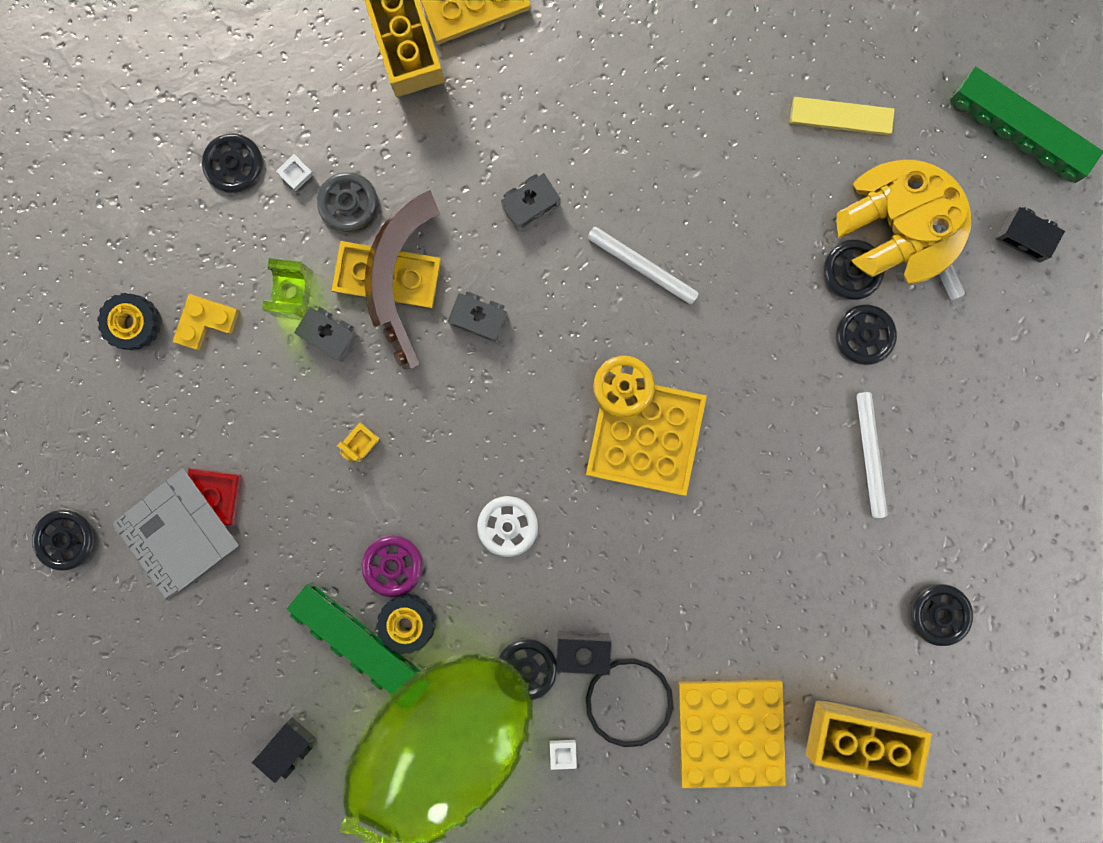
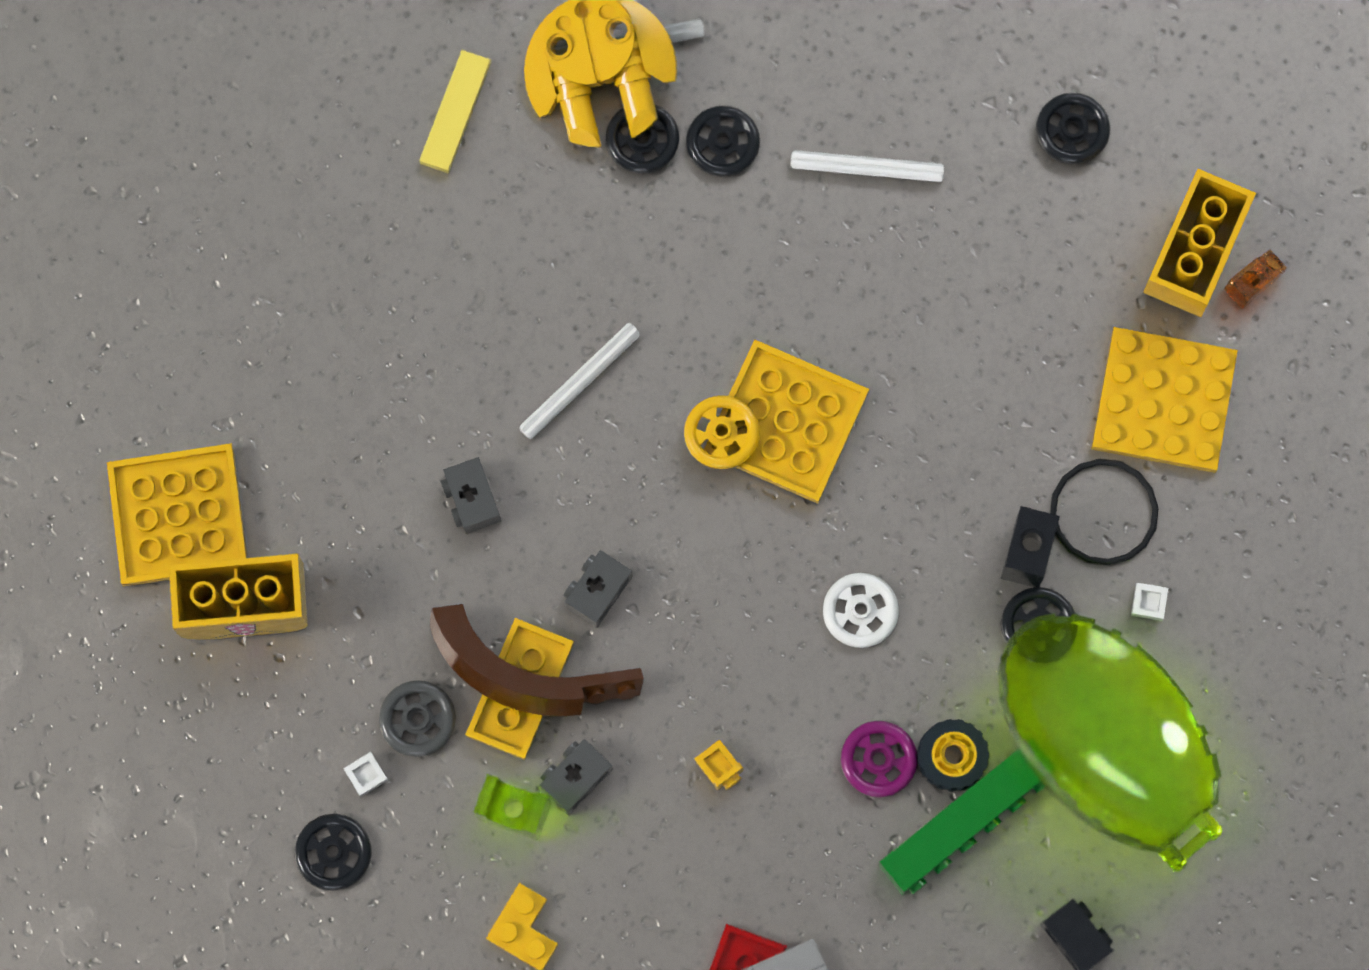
camera: 75 degrees left, 10 degrees down
(848, 790) = (1255, 278): none -> clear orange leg

